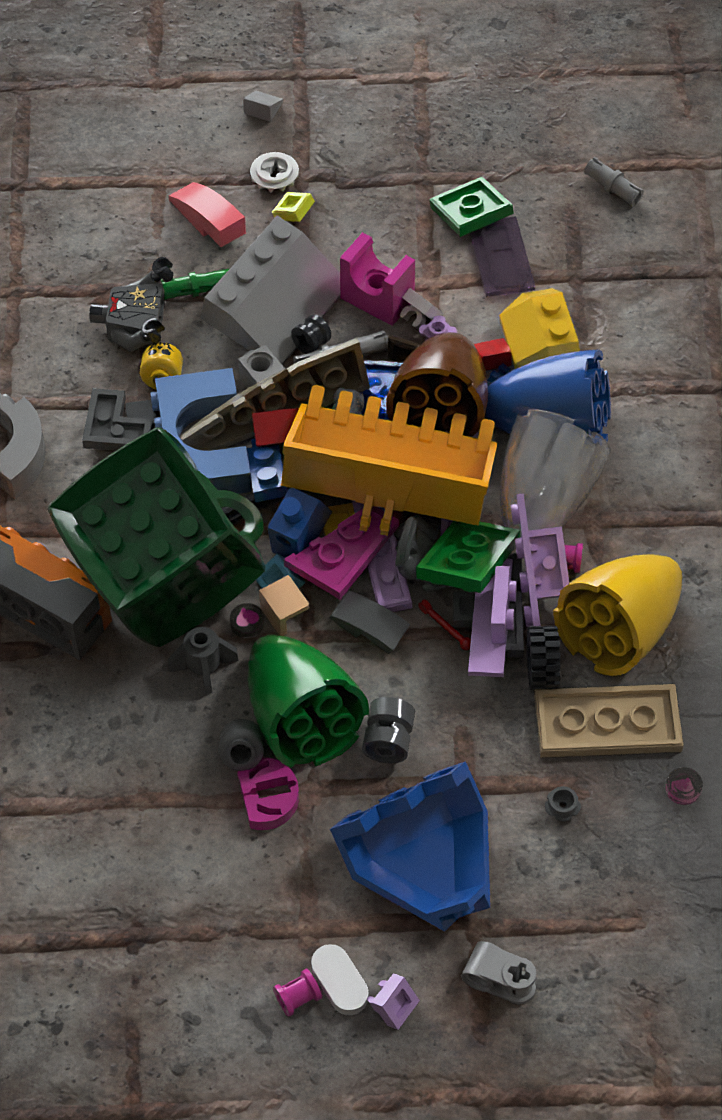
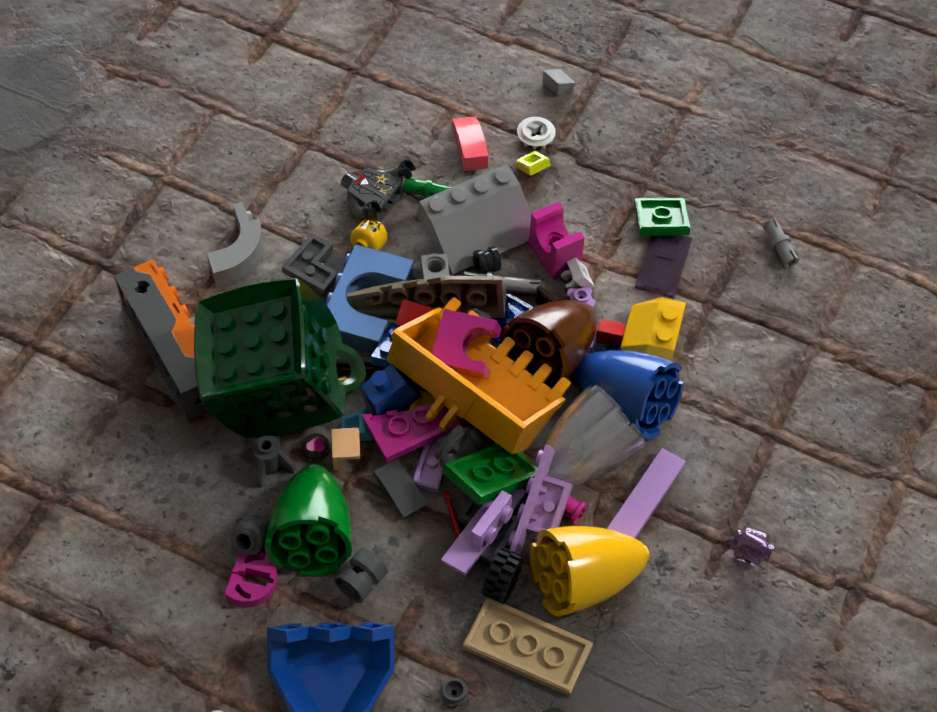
camera: 25 degrees right, 0 degrees up
(343, 419) = (454, 337): none -> dark pink piece
(635, 504) = (647, 494): none -> lavender tile

